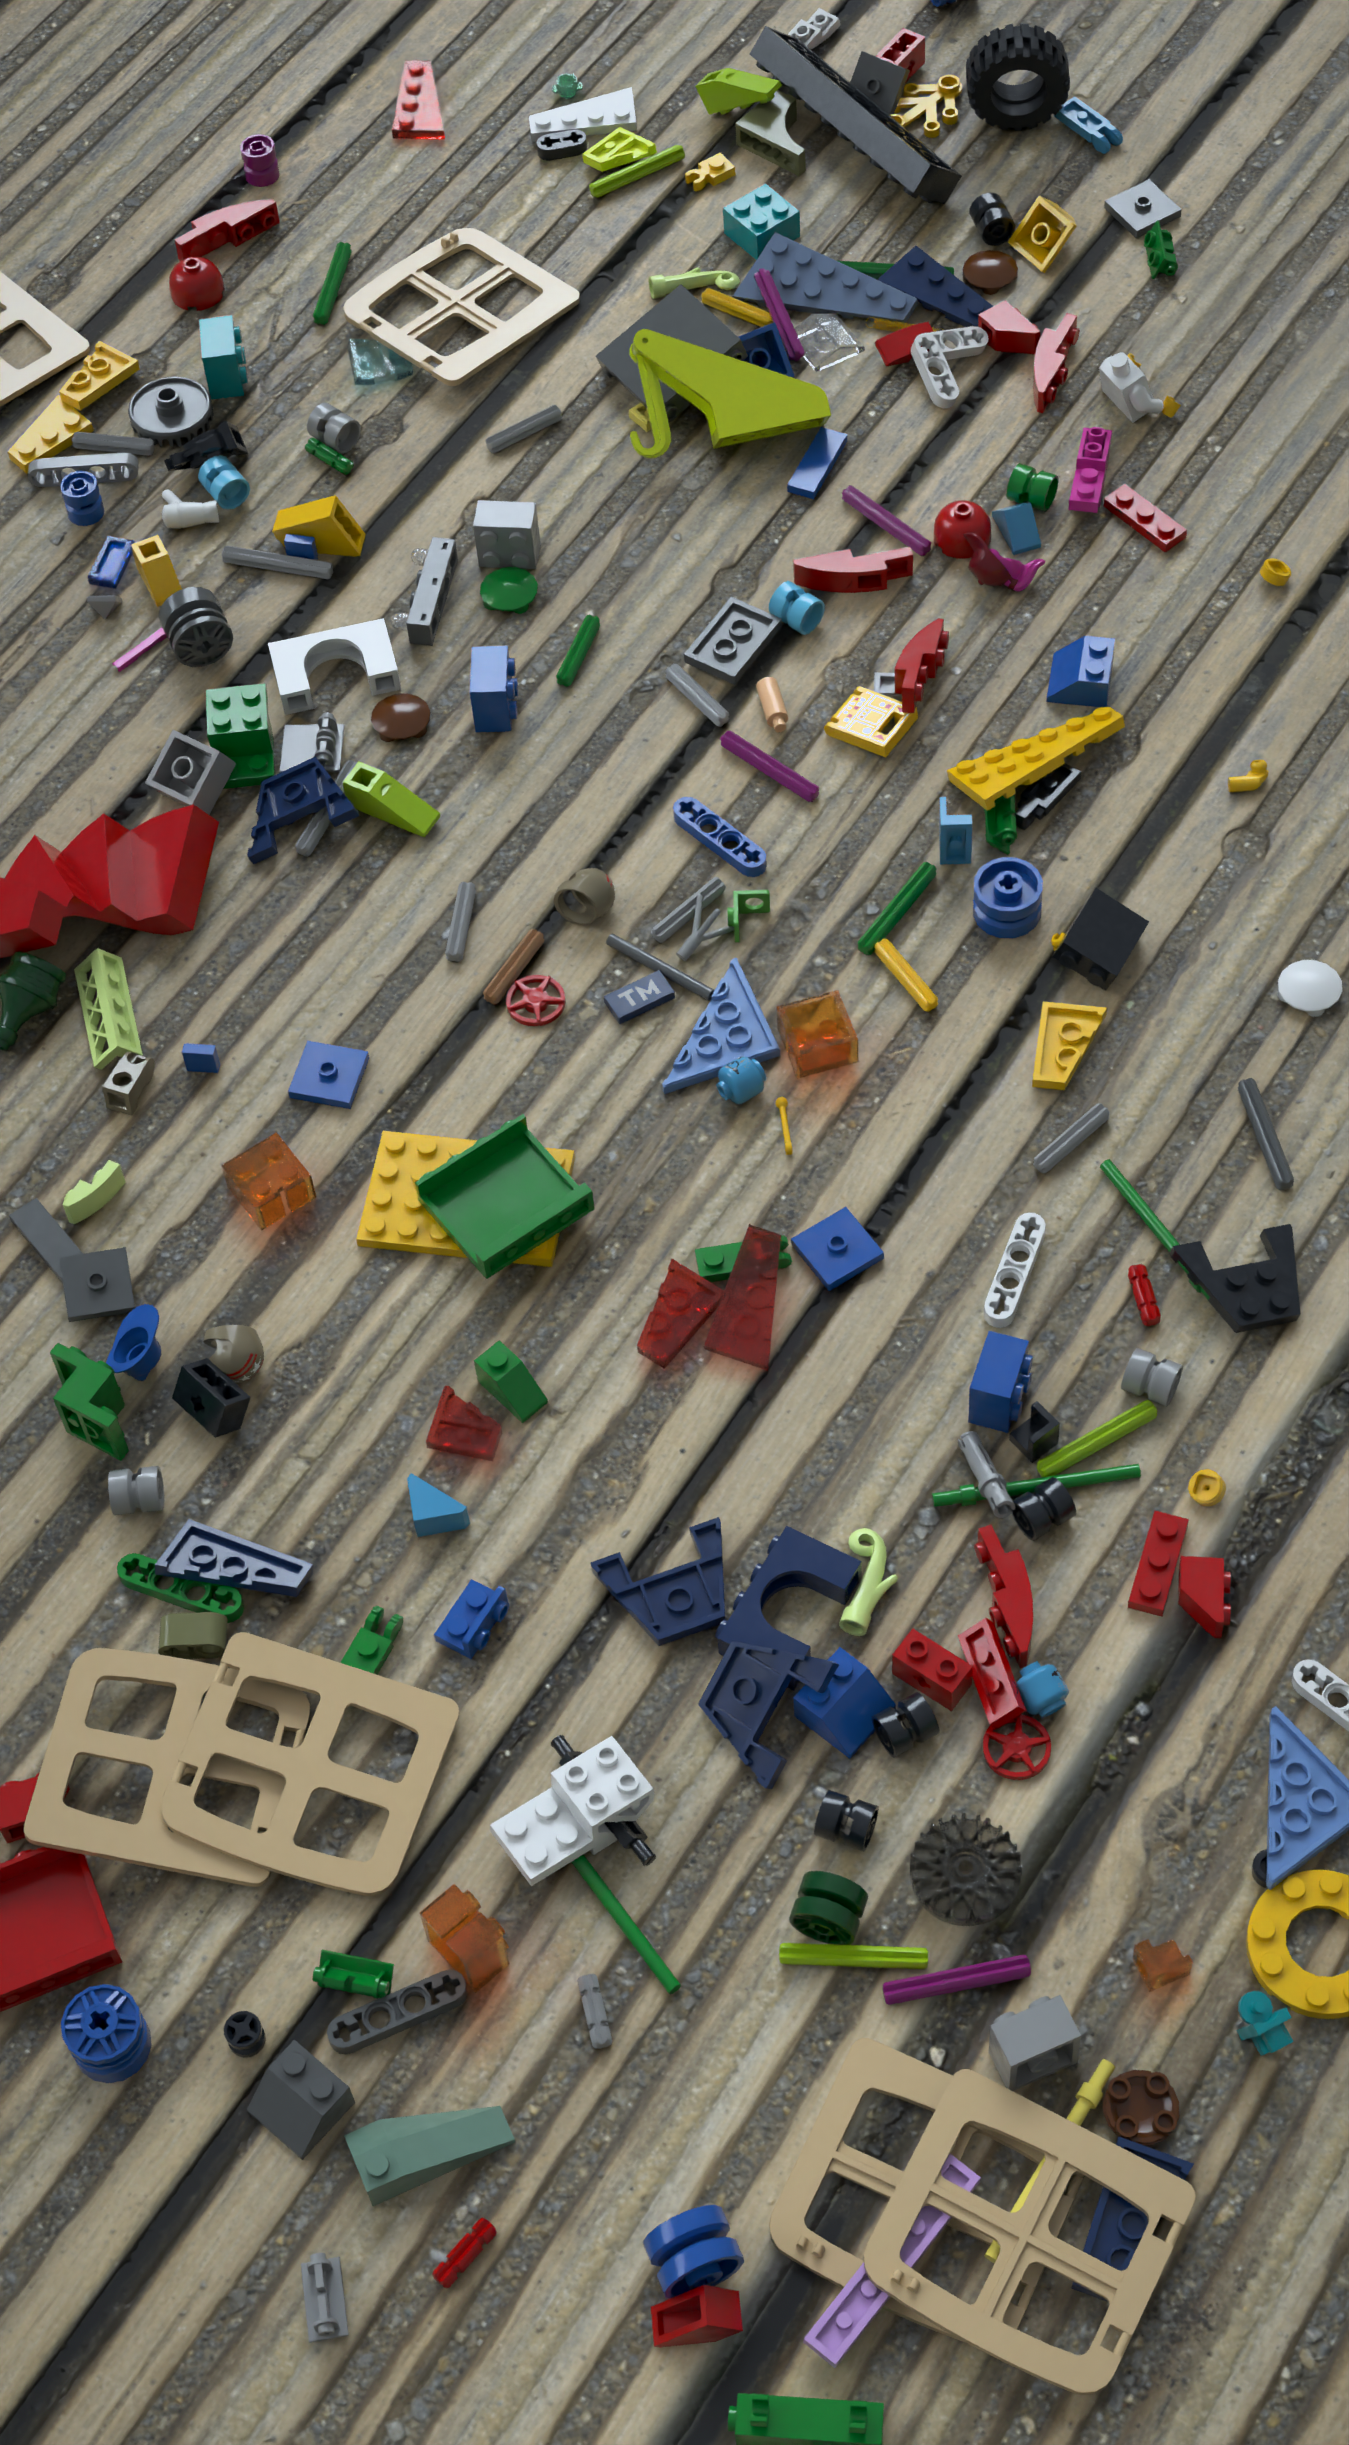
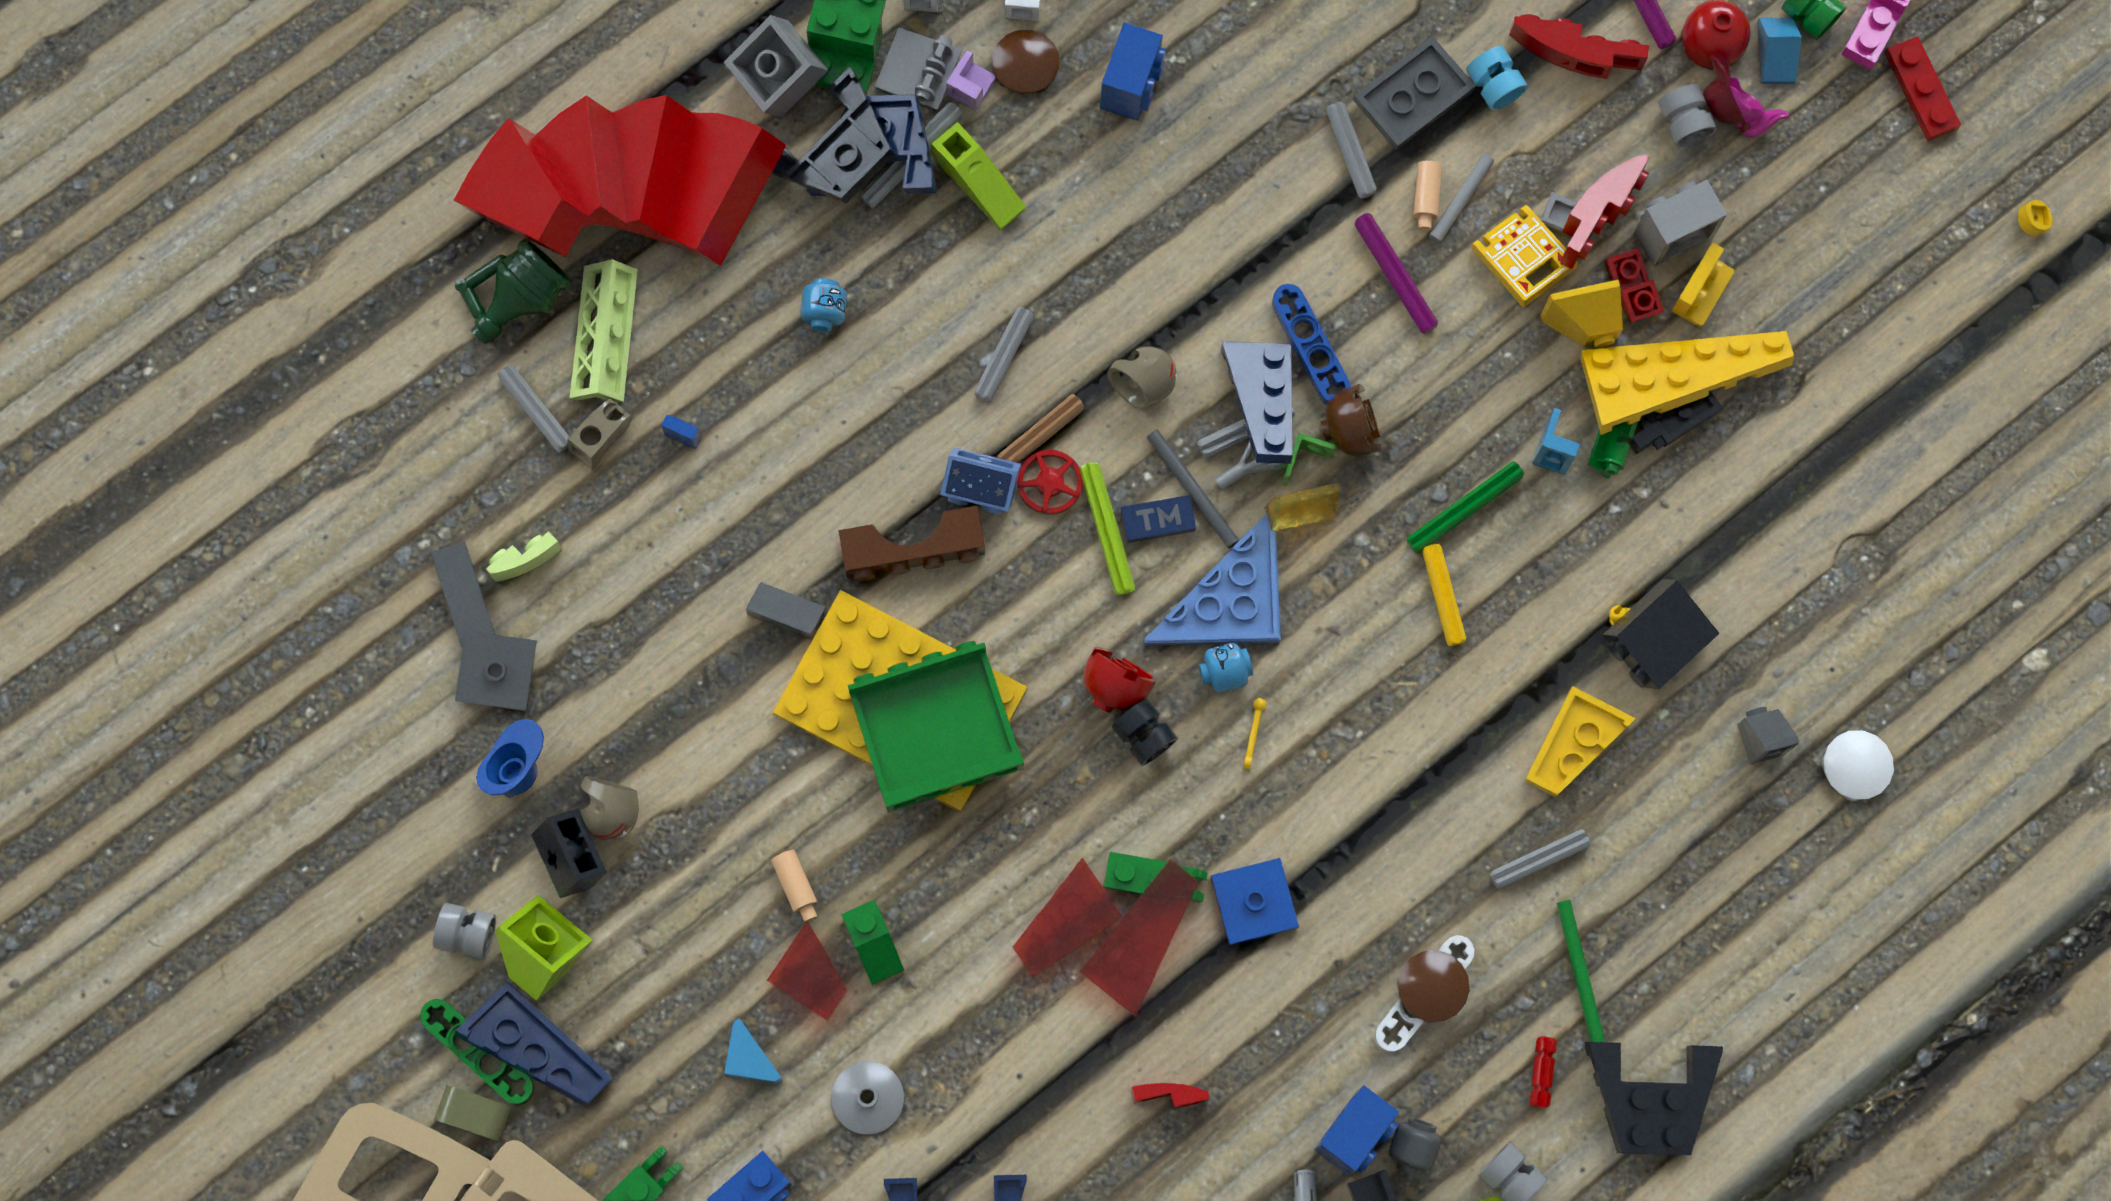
camera: 10 degrees right, 20 degrees up
(65, 1083) = (534, 408): none -> light grey axle
(89, 1400) = (447, 814): green bracket -> none
(210, 1483) = (539, 946): none -> lime slope
(261, 1174) = (704, 607): clear orange piece -> none
(270, 817) = (846, 153): none -> wing
(292, 929) = (823, 304): none -> dark azure head
(328, 1074) = (807, 497): plate -> none
(340, 1163) = (785, 610): none -> dark grey slope
(358, 745) = (969, 82): none -> lavender panel
(401, 1094) = (869, 553): none -> reddish brown arch
(424, 1362) = (795, 884): none -> light nougat cylinder
(474, 1011) = (980, 480): none -> brick
(556, 1523) = (870, 1117): none -> light grey dish
(578, 650) = (1244, 42): green axle -> none
(598, 1016) = (1107, 528): none -> lime axle
(649, 1118) = (1115, 681): none -> red cylinder
(693, 874) = (1264, 396): none -> wing
(693, 1150) = (1136, 723): none -> black wheel
(759, 945) = (1303, 507): none -> clear yellow slope
(775, 872) = (1351, 422): none -> reddish brown cylinder
(802, 701) = (1461, 198): none -> light grey bar
(817, 1034) = (1323, 643): clear orange piece -> none
(830, 1410) = (1179, 1094): none -> red slope
(937, 737) = (1587, 314): none -> yellow slope
(962, 586) = (1686, 112): none -> light grey wheel
(969, 716) = (1637, 292): none -> red slope
(988, 653) = (1680, 221): none -> light grey brick
(1007, 897) = (1590, 524): blue wheel -> none
(1019, 1254) = (1433, 986): none -> reddish brown dish
(1027, 695) = (1704, 287): none -> yellow bracket
(1056, 1383) = (1415, 1146): none -> dark grey head
(1082, 672) = (1773, 276): blue slope -> none
(1223, 984) = (1766, 735): none -> dark grey slope
(1252, 780) = (1902, 481): yellow arm -> none
(1265, 1134) = (1740, 928): dark grey axle -> none

